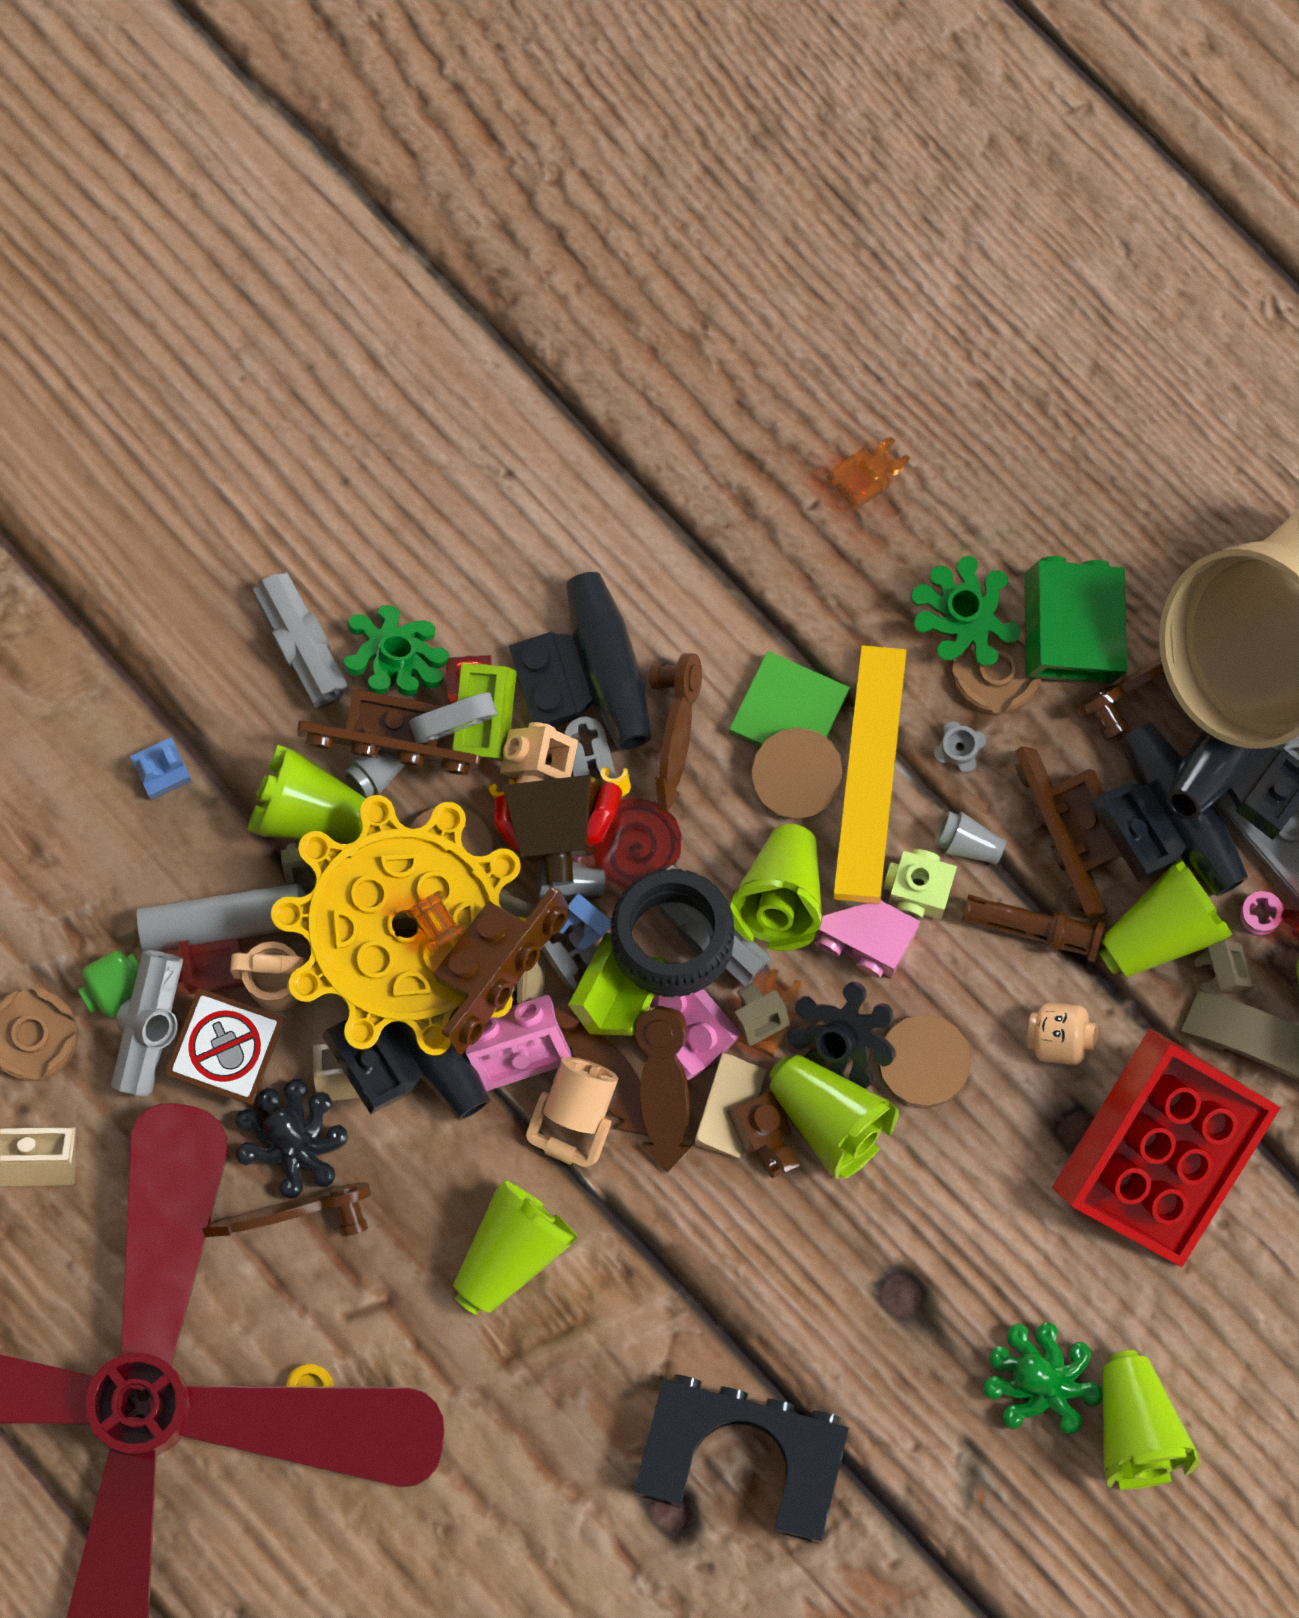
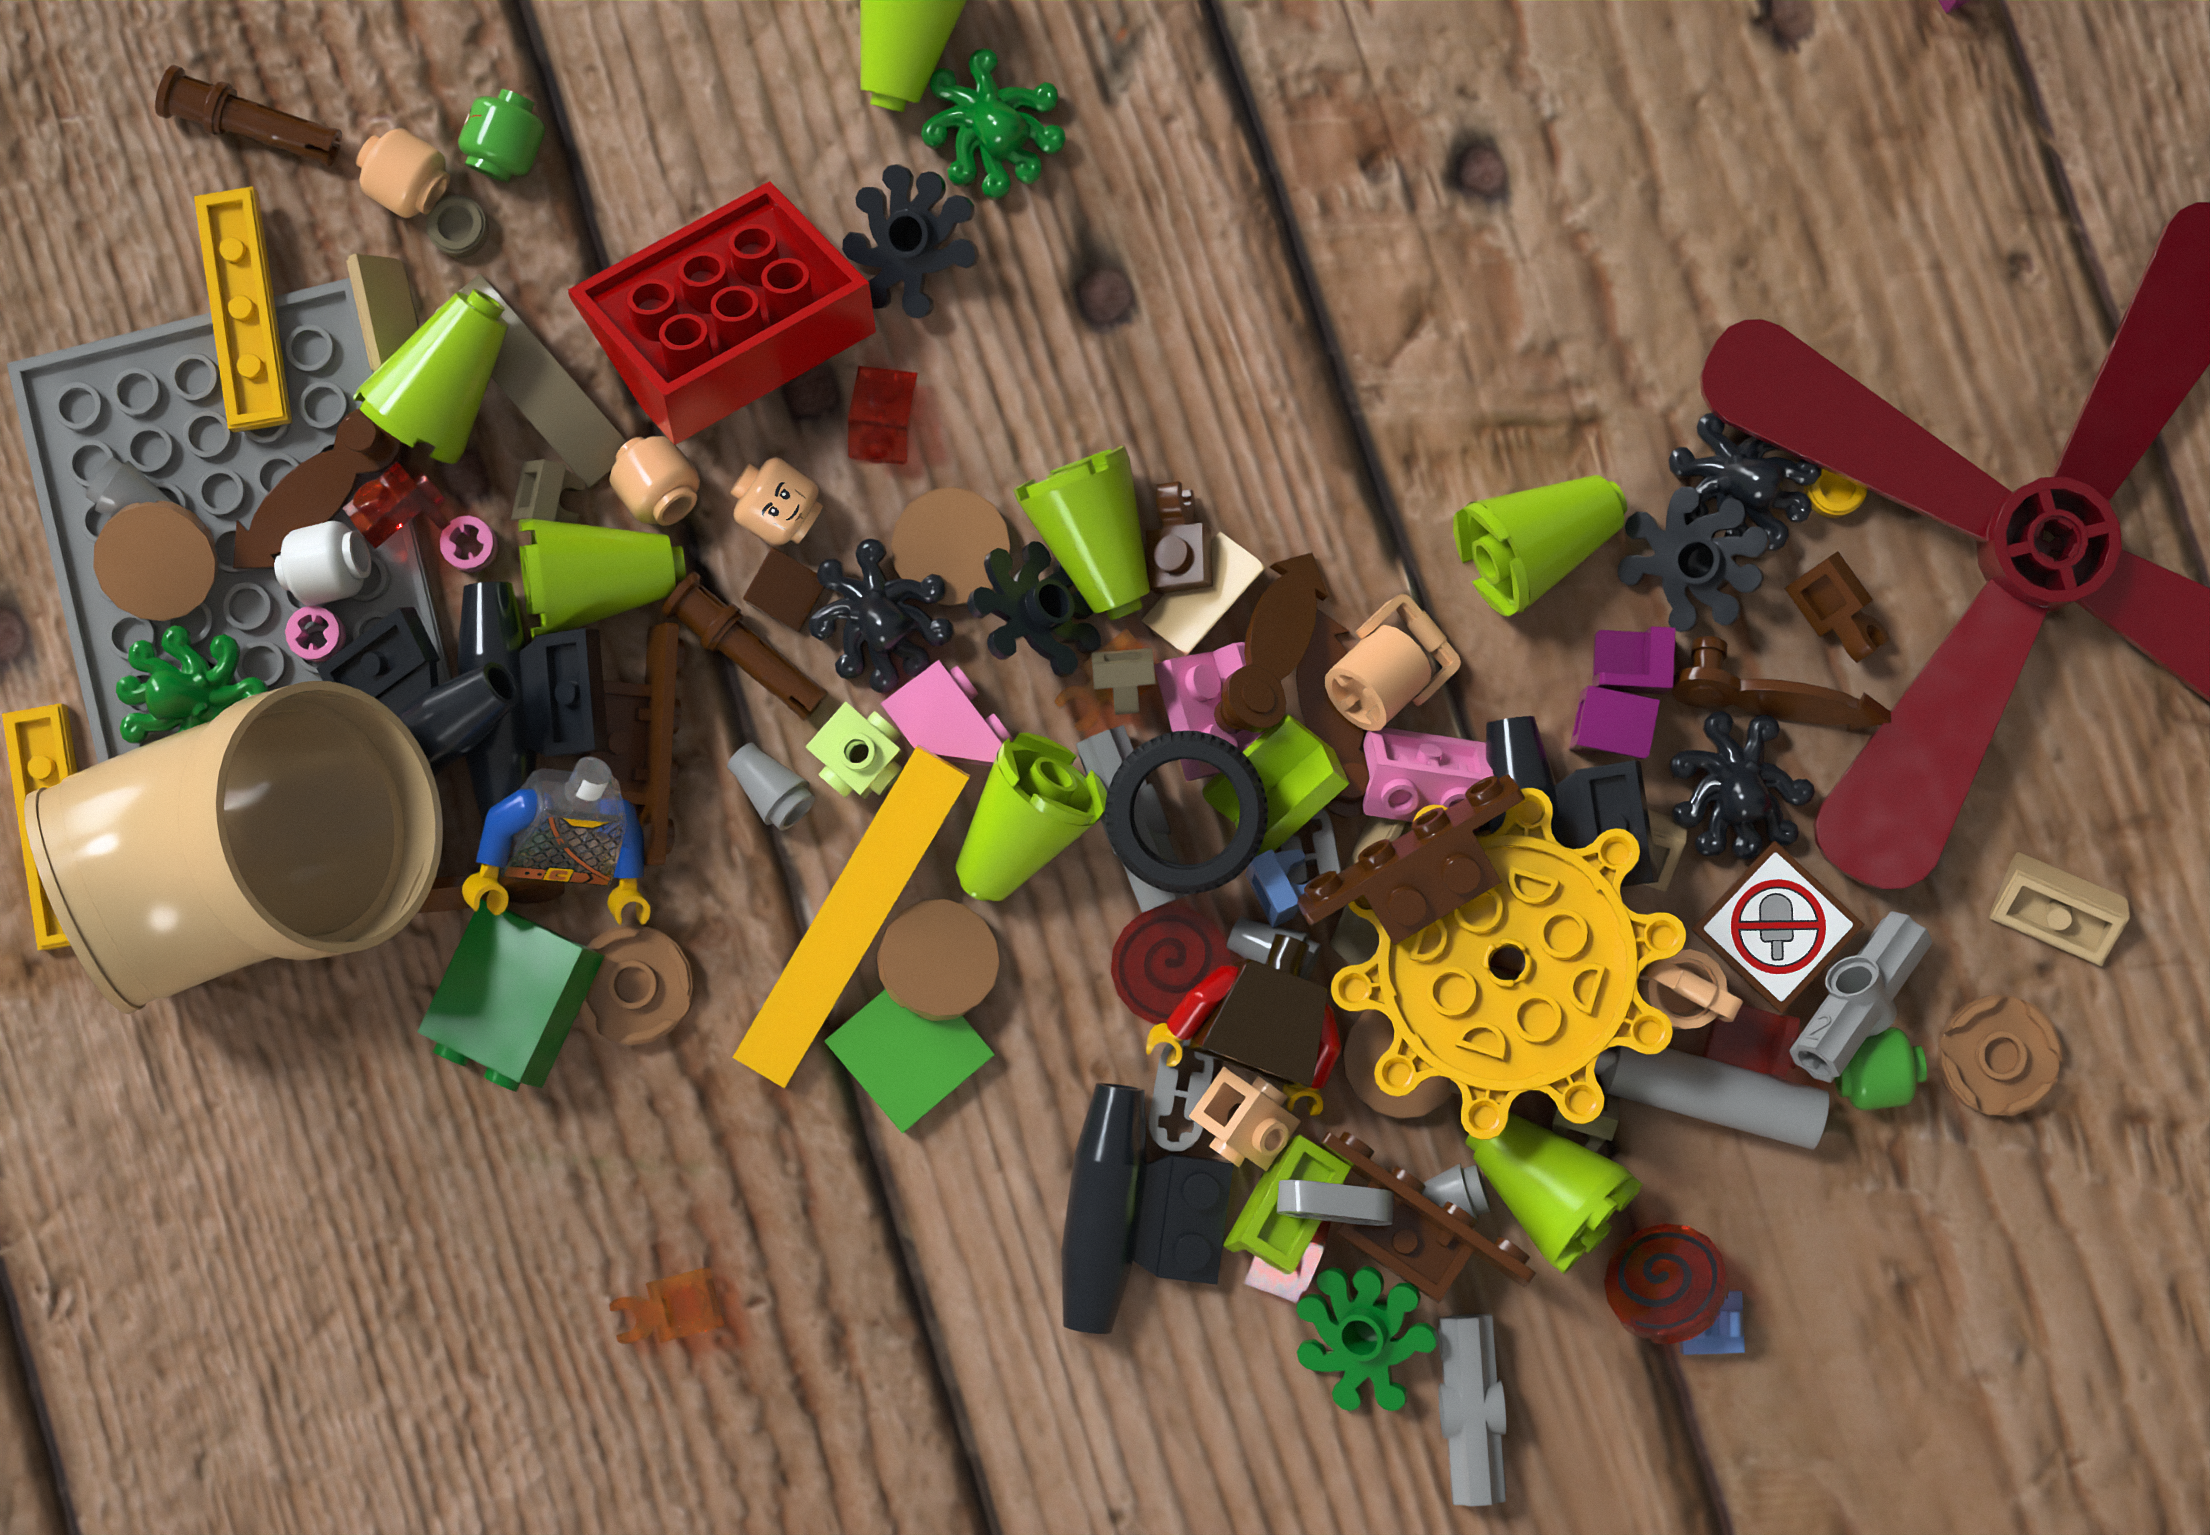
camera: 150 degrees left, 10 degrees up
(203, 774) = (1666, 1283): none -> clear red tile
(274, 1299) = (1833, 598): none -> reddish brown plate
(379, 1359) = (1746, 476): none -> black animal
(390, 1283) = (1695, 559): none -> black animal
(398, 1140) = (1614, 723): none -> magenta panel
(404, 1193) = (1634, 660): none -> magenta panel
(436, 938) = (1472, 943): clear orange bush -> none
(687, 682) = (1019, 1137): reddish brown brick -> none
(808, 1445) = (1410, 257): black arch -> none
(949, 987) = (880, 616): none -> black animal
(958, 734) = (709, 904): light grey plate -> none
(964, 611) = (638, 1068): green animal -> none
(1019, 1132) = (881, 415): none -> clear red bracket
(1025, 979) = (784, 590): none -> reddish brown slope
(1060, 1264) = (910, 237): none -> black animal
(1094, 736) = (563, 831): none -> torso
(1155, 1007) = (654, 480): none -> light nougat head

